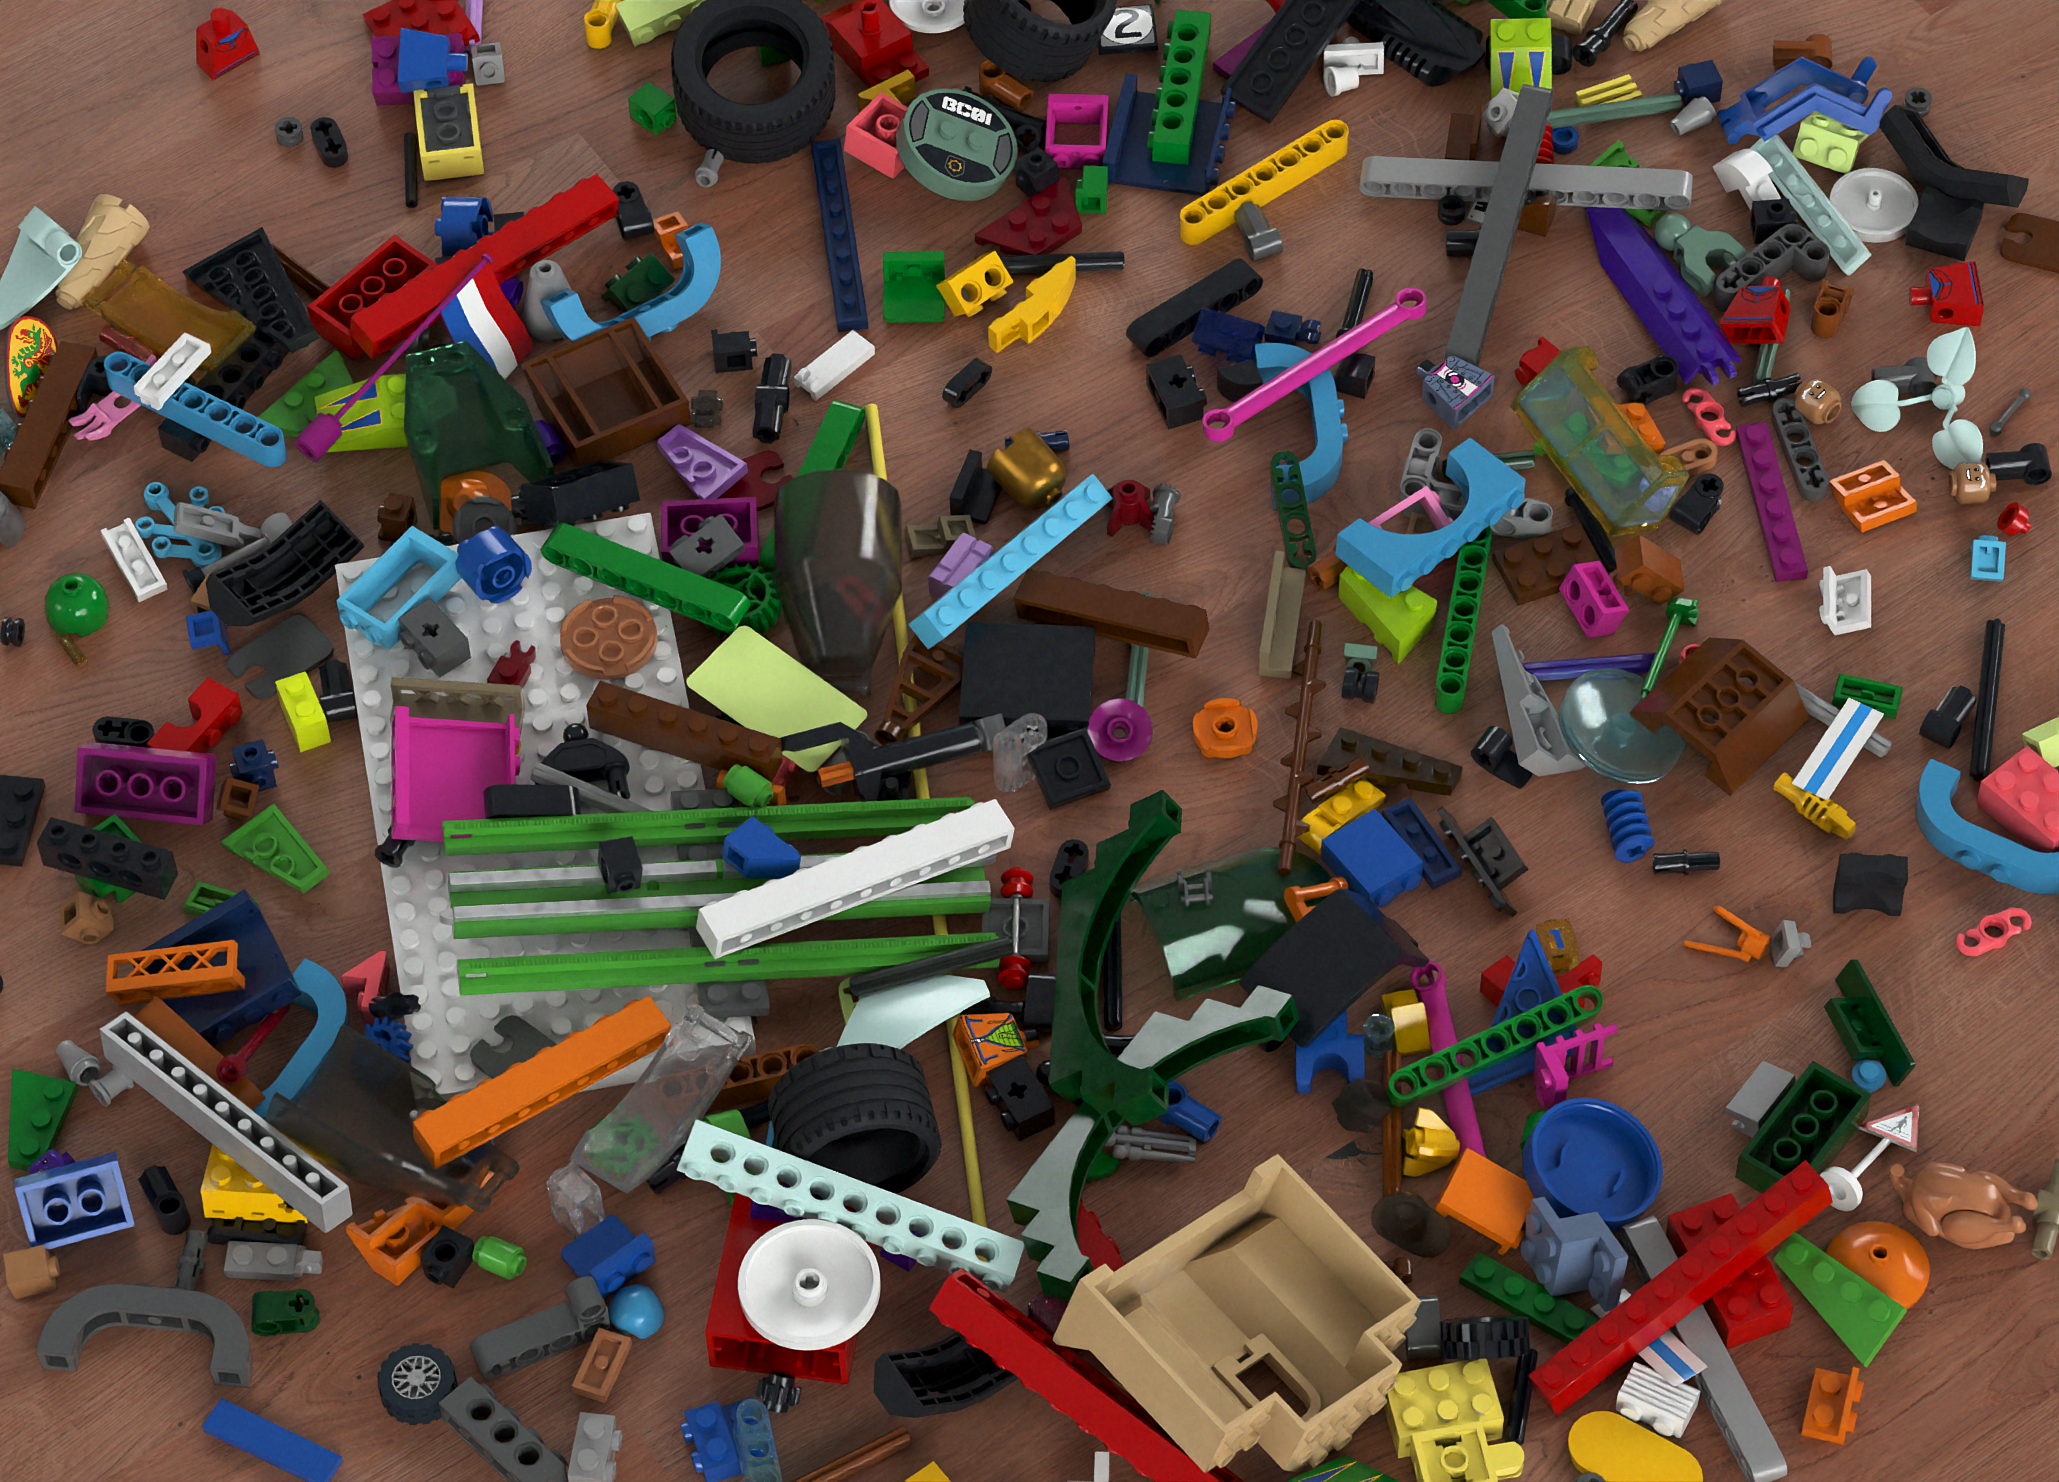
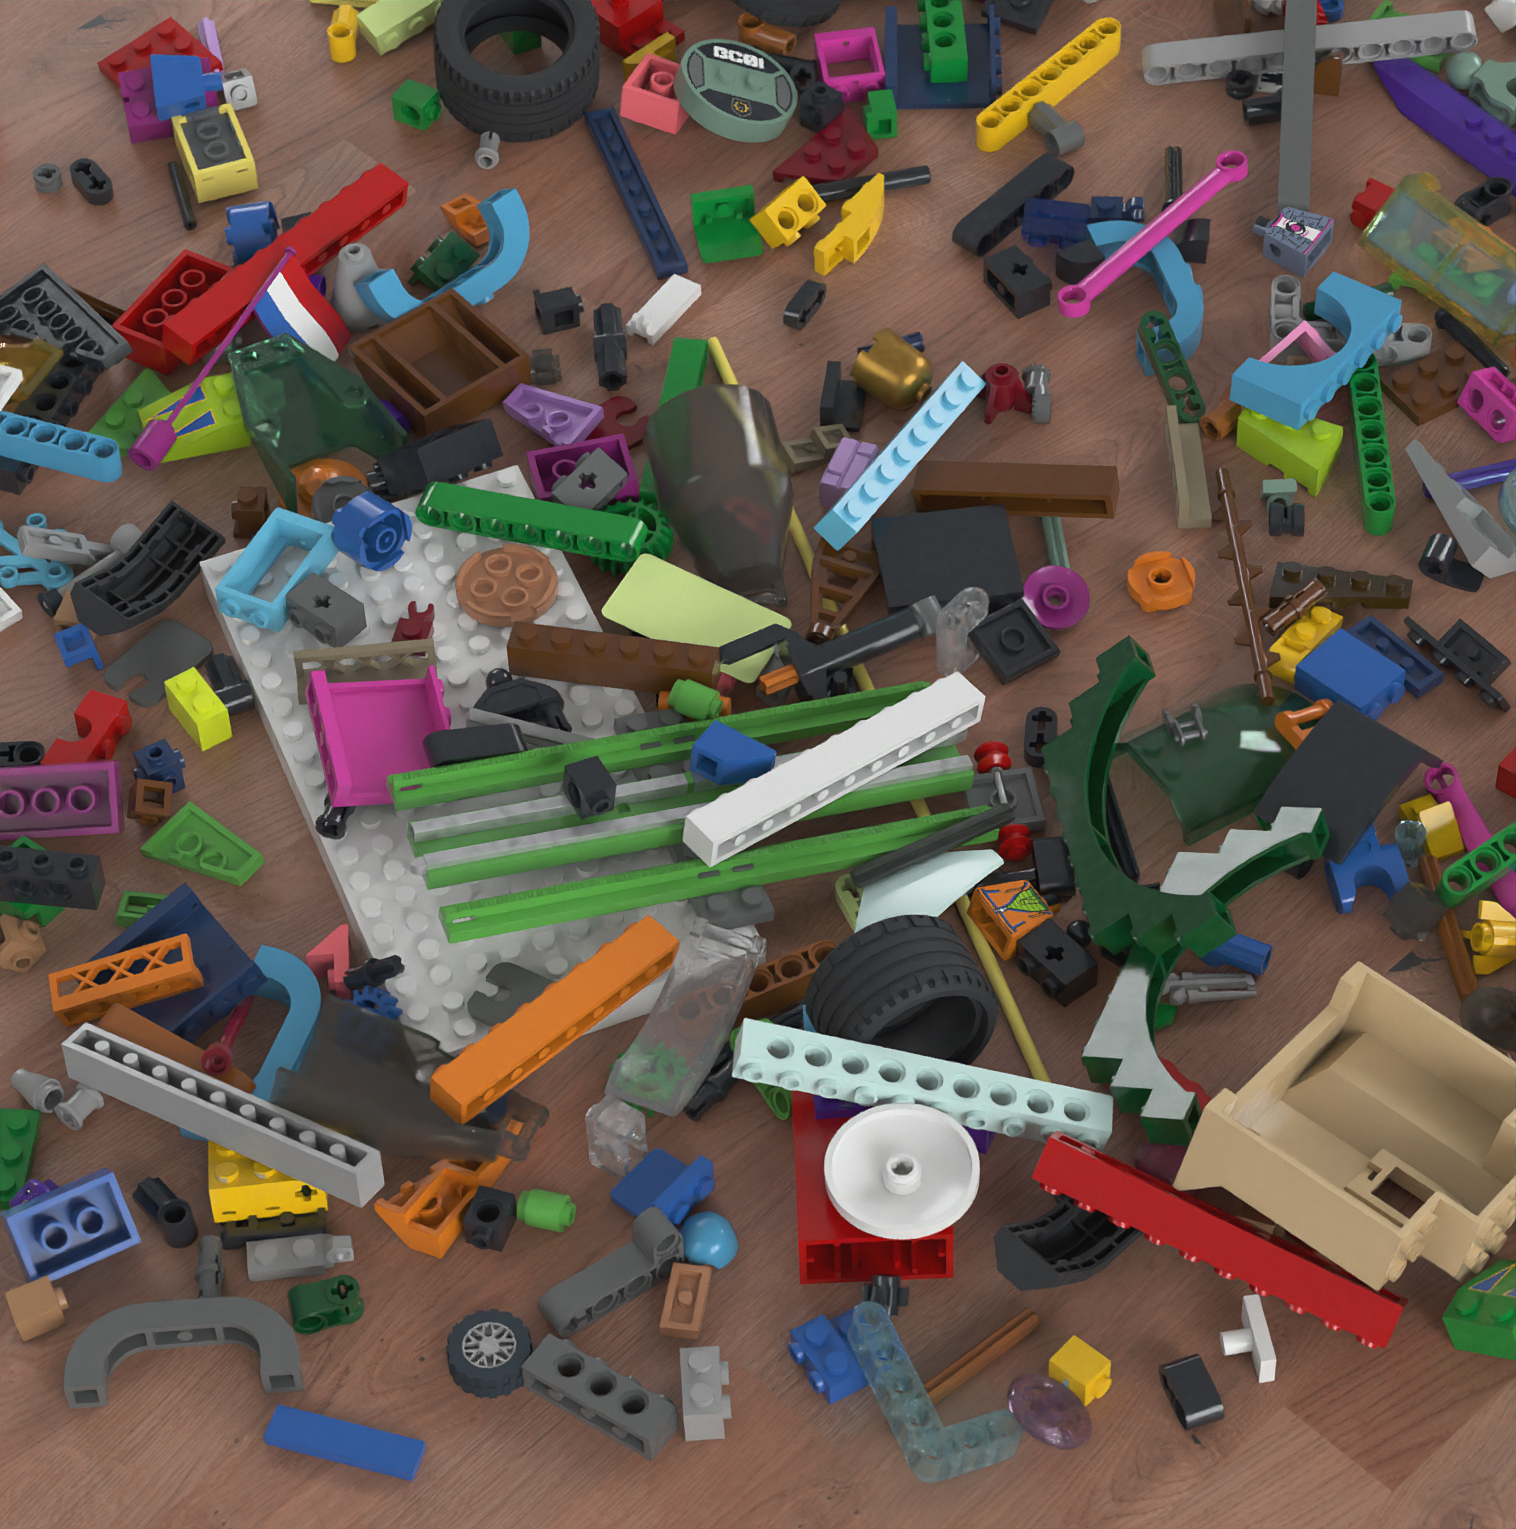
camera: 10 degrees left, 5 degrees down
(632, 214) = (423, 202): black piece -> none

